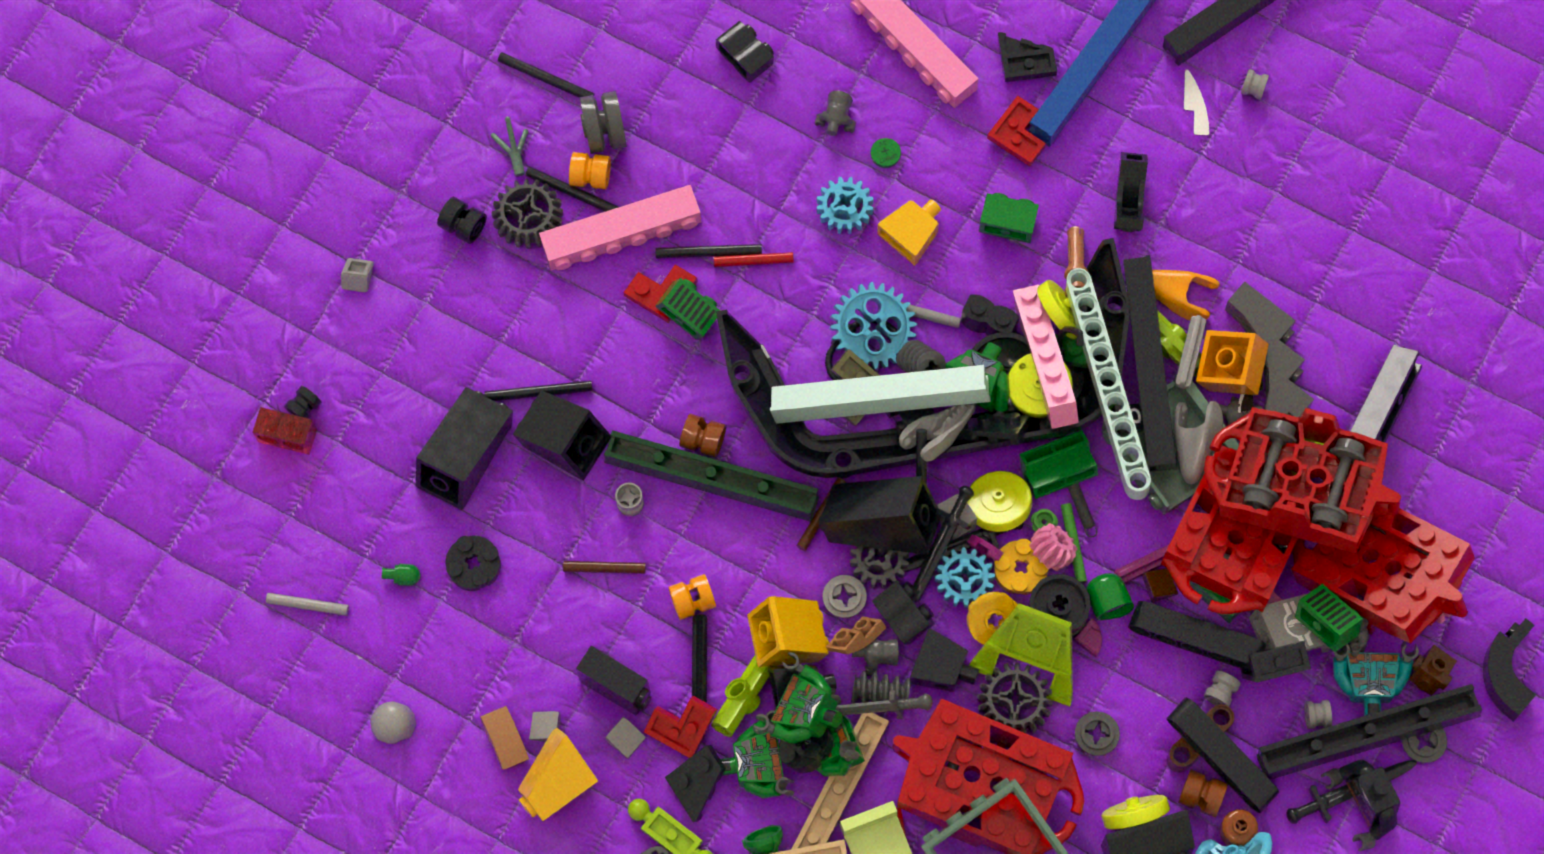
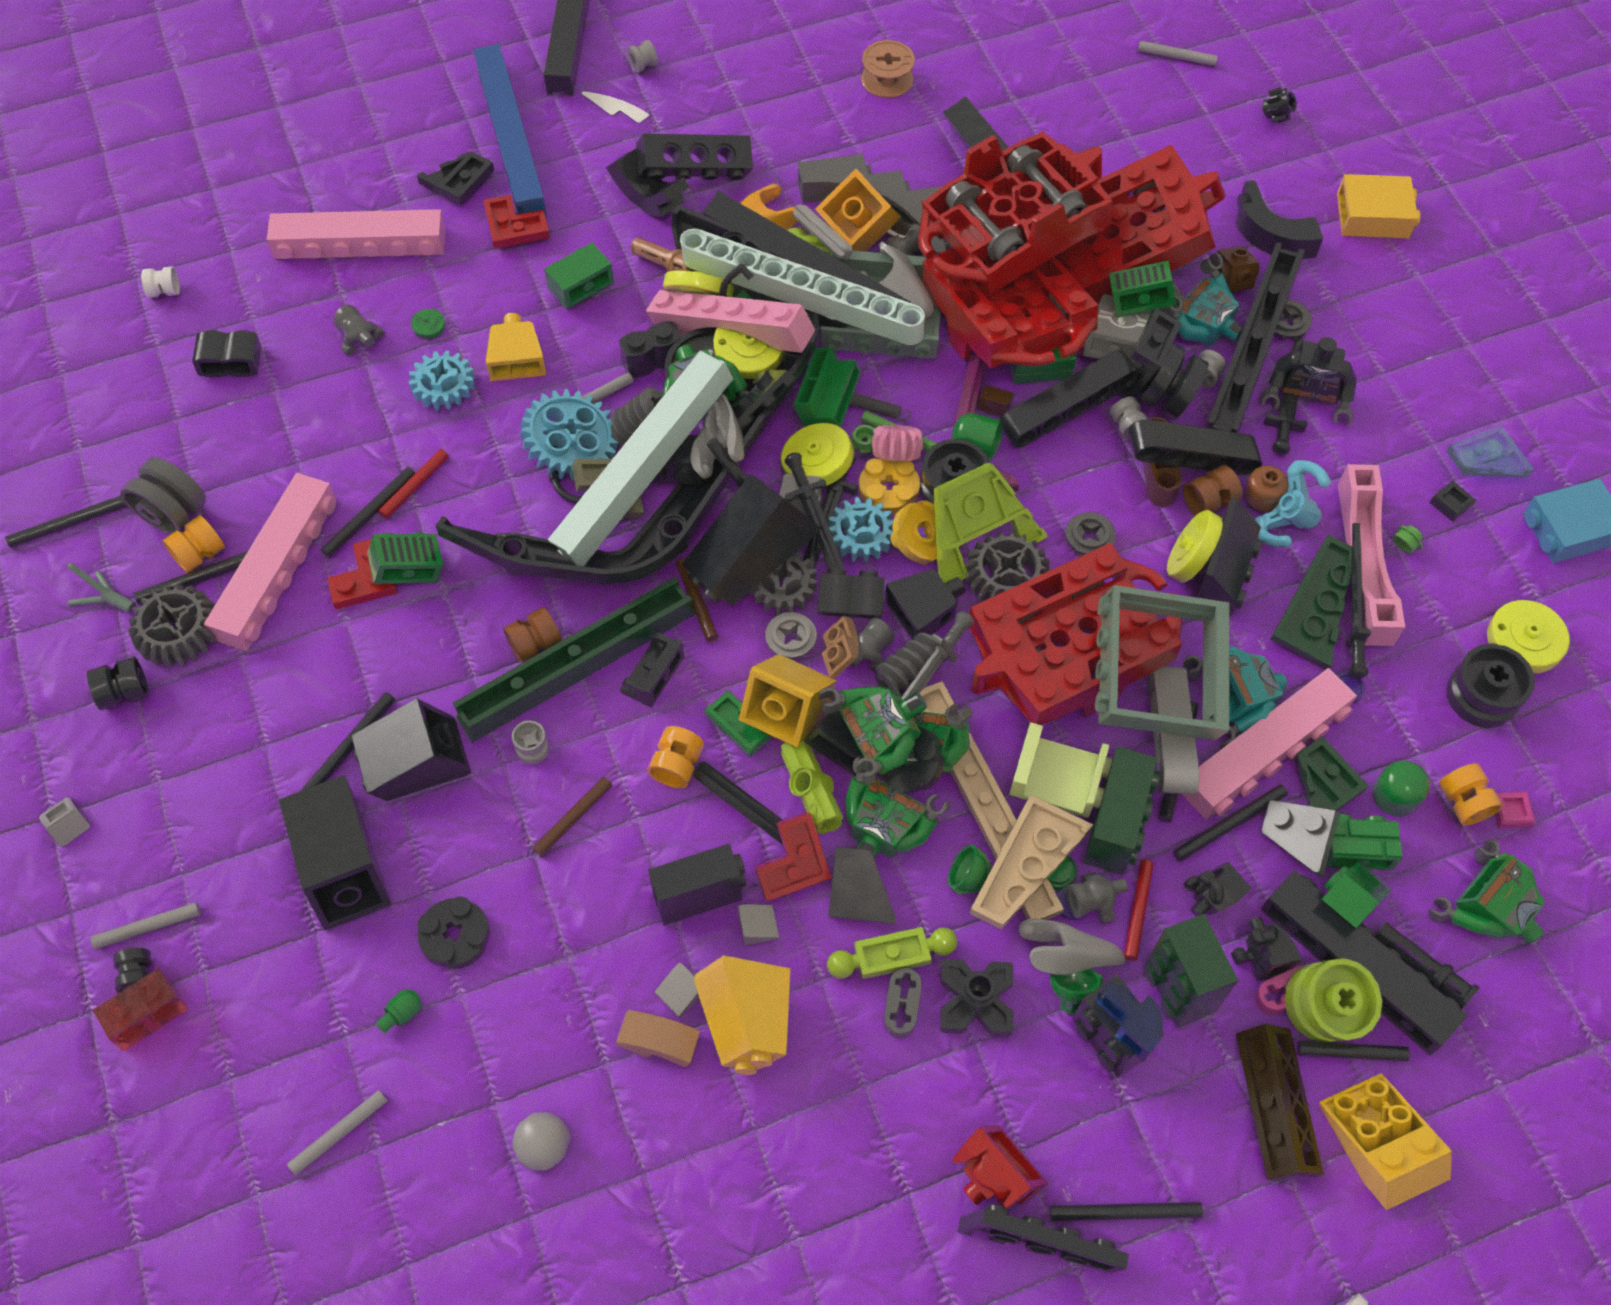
camera: 55 degrees left, 10 degrees down
(335, 383) = (145, 925): none -> light grey bar
(744, 531) = (654, 670): none -> black hinge
(748, 600) = (725, 715): none -> green plate
(984, 547) = (850, 492): magenta tile -> none
(1152, 176) = (734, 148): none -> black brick
(1272, 703) = (1174, 382): none -> black wheel
(1411, 282) = (887, 68): none -> nougat piece

